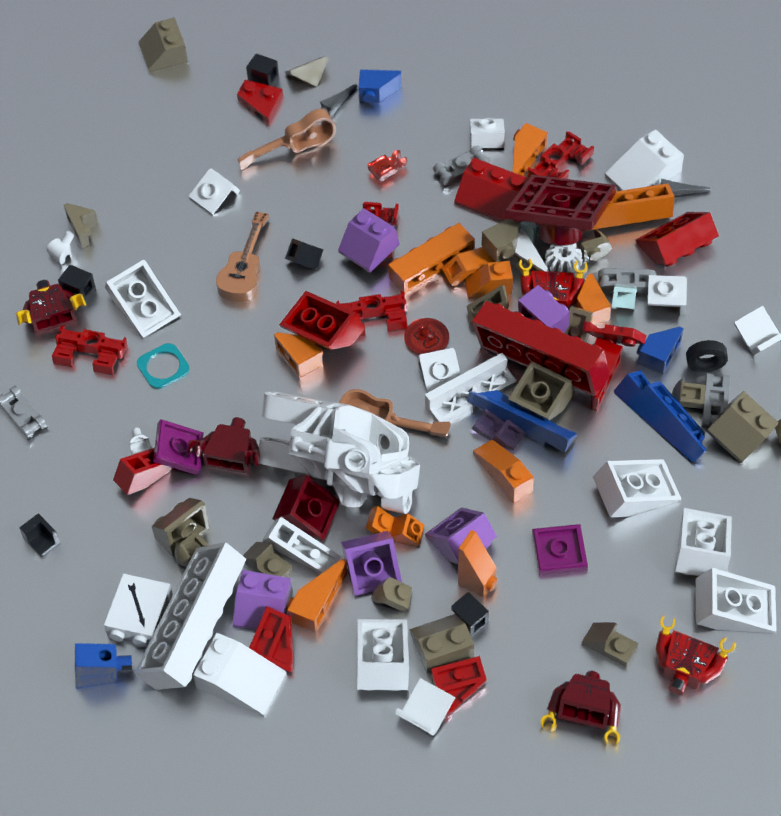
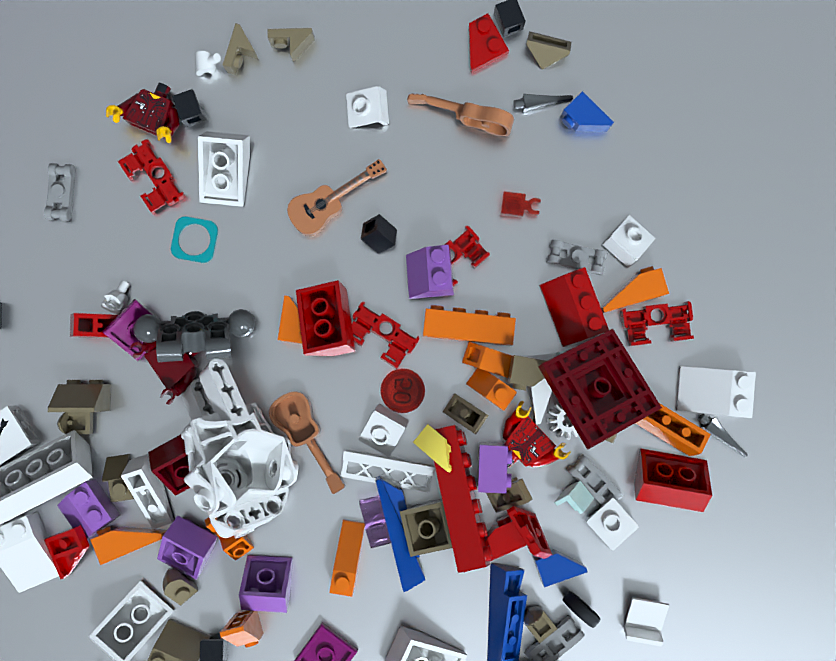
camera: 45 degrees right, 30 degrees up
(115, 188) = (297, 38): none -> dark tan slope
(226, 403) = (193, 333): none -> dark grey connector
(486, 317) = (434, 446): none -> light yellow slope
(593, 299) = (547, 479): orange slope -> none

